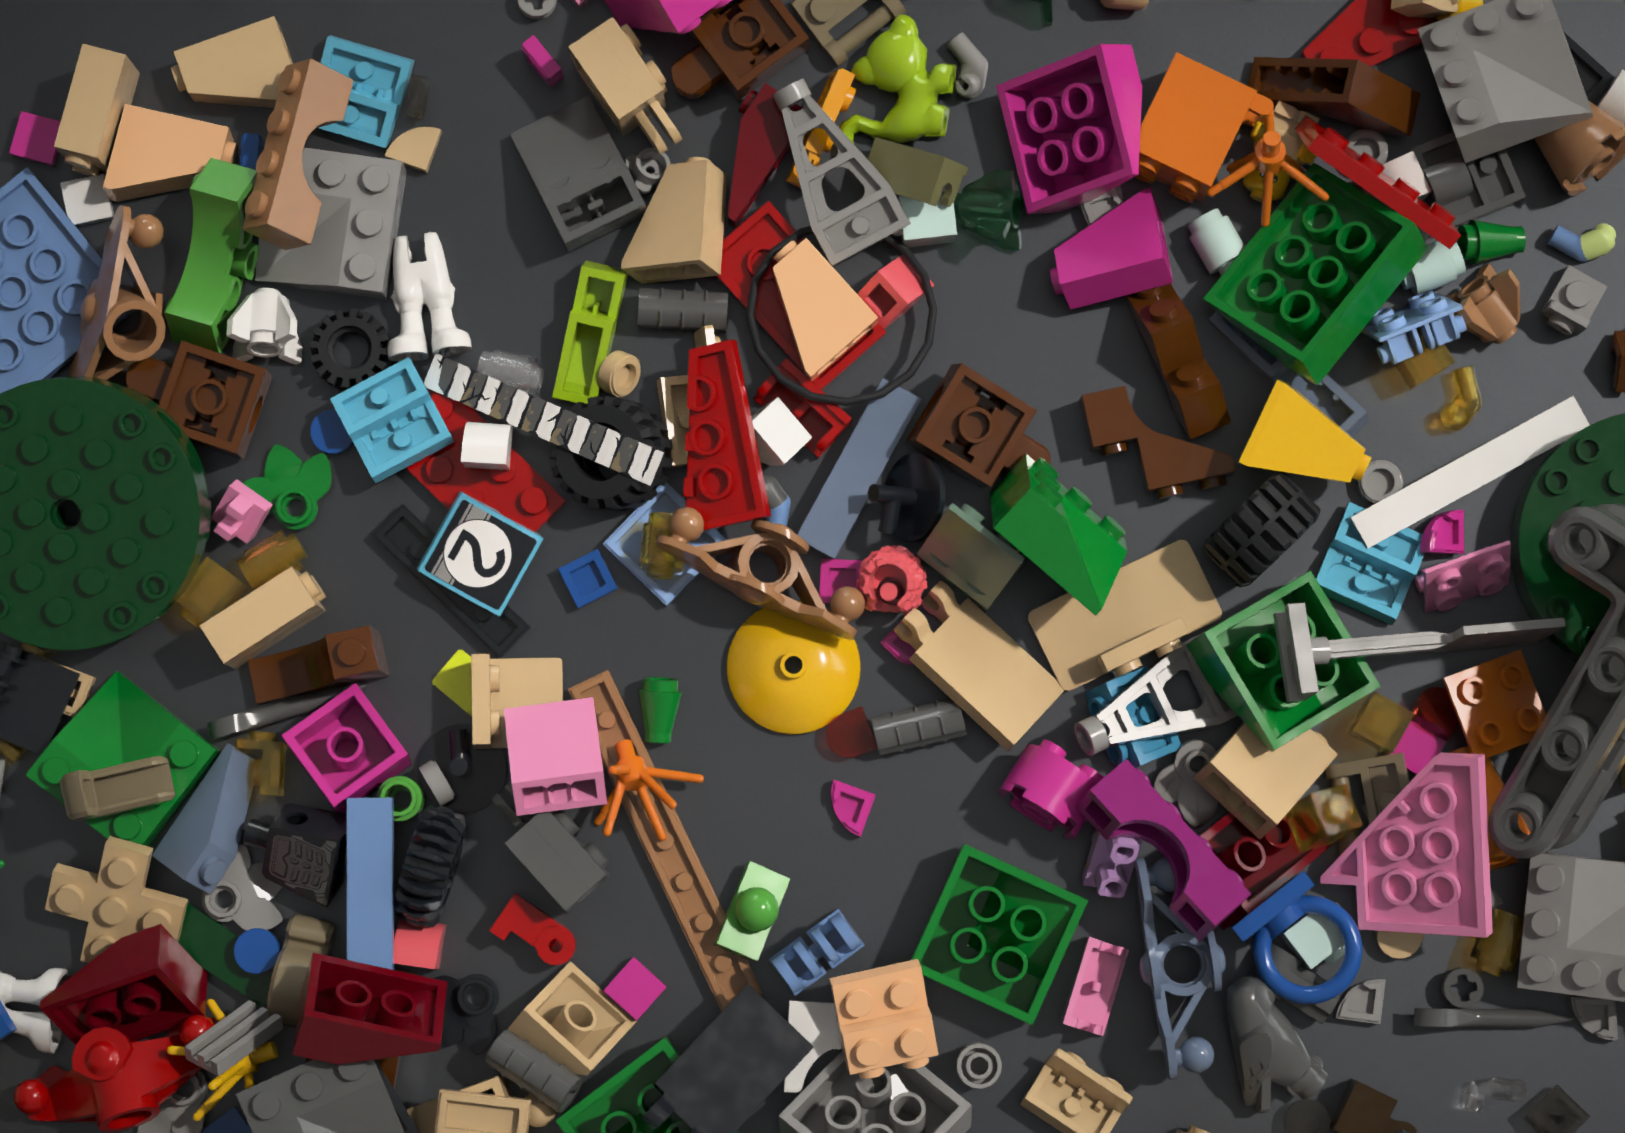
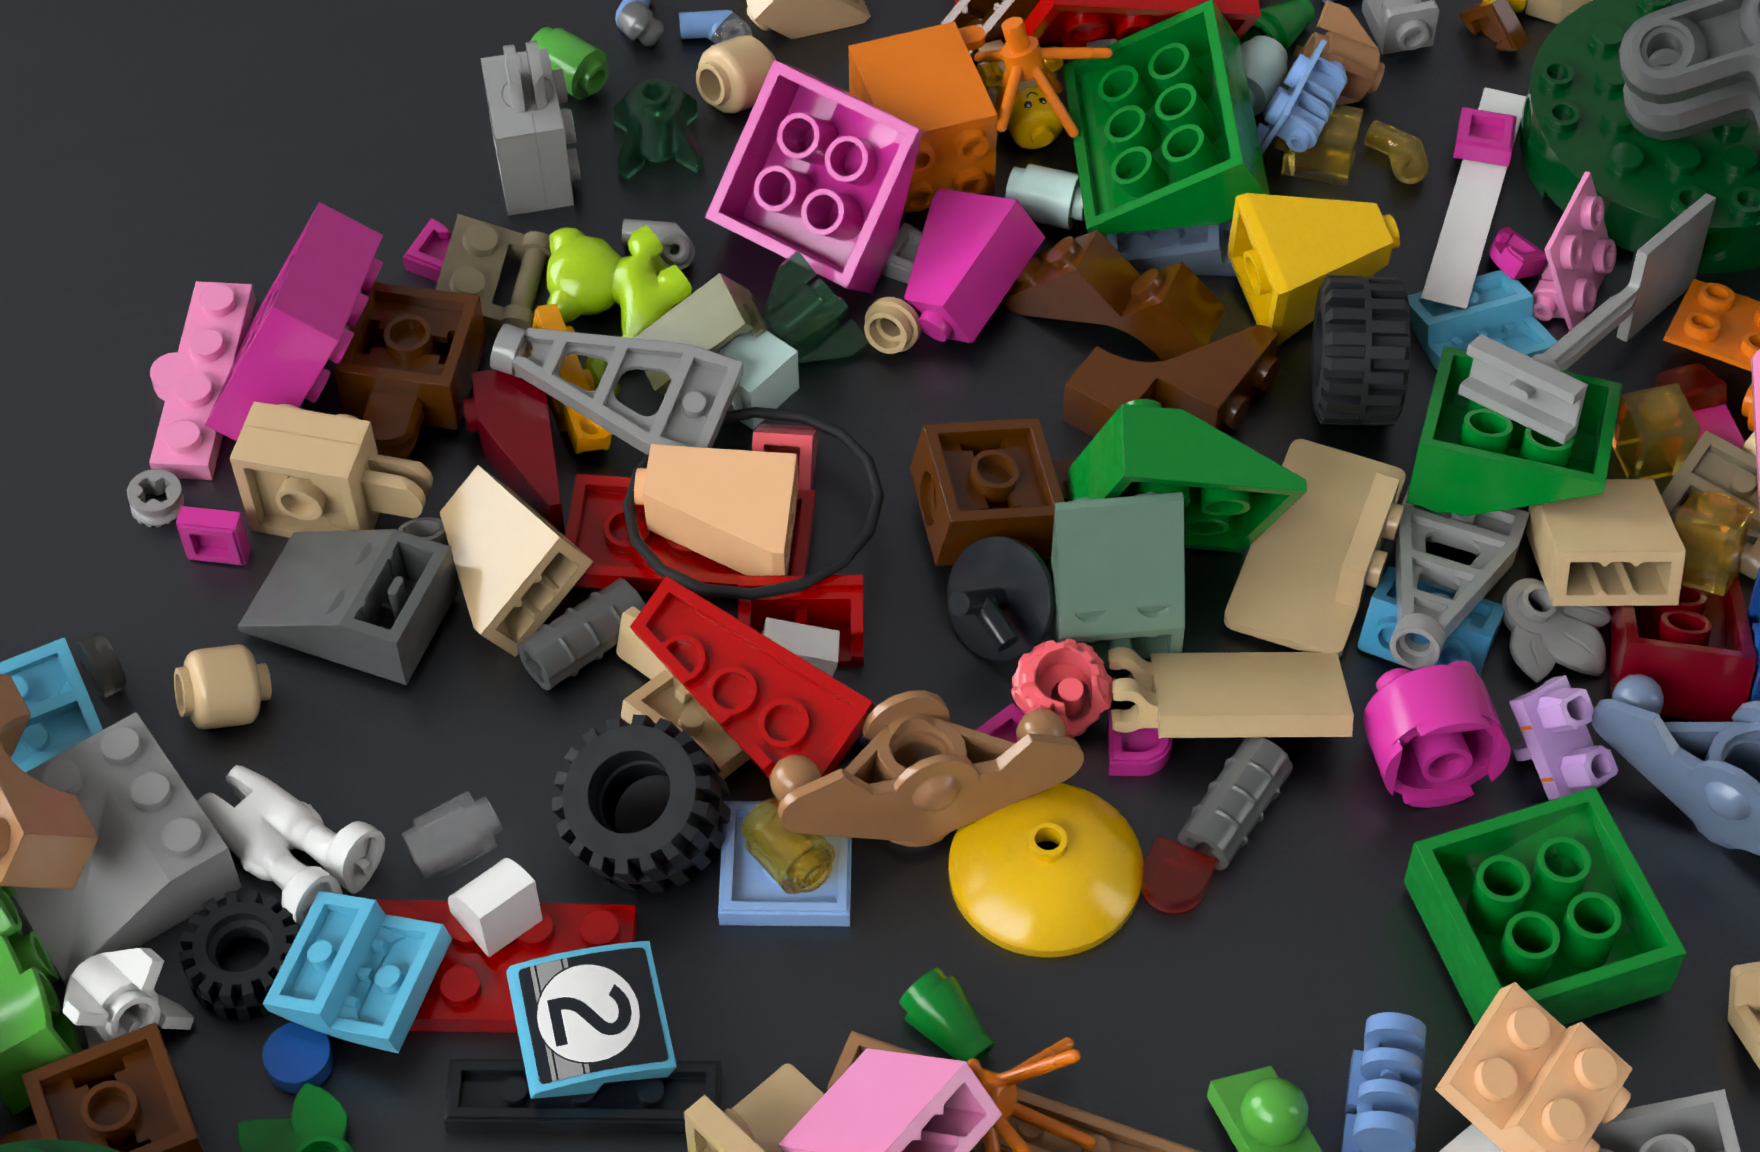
camera: 40 degrees left, 30 degrees down
(415, 147) = (151, 707): tan tile -> none
(467, 171) = (221, 687): none -> tan head
(543, 419) = (536, 818): sticker -> none
(588, 579) = (736, 965): blue tile -> none
(589, 331) = (501, 726): lime slope -> none
(619, 373) = (567, 730): tan tile -> none
(851, 806) = (1251, 945): dark pink tile -> none
(857, 469) = (915, 619): sand blue slope -> none
(978, 1059) = (1659, 1071): light grey wheel -> none
(1036, 255) = (883, 333): none -> tan plate
(1094, 986) = (1687, 894): bright pink hinge -> none
(1130, 807) = (1689, 653): magenta arch -> none
(1379, 481) = (1410, 263): light grey tile -> none
(1521, 438) = (1485, 136): none -> dark pink tile

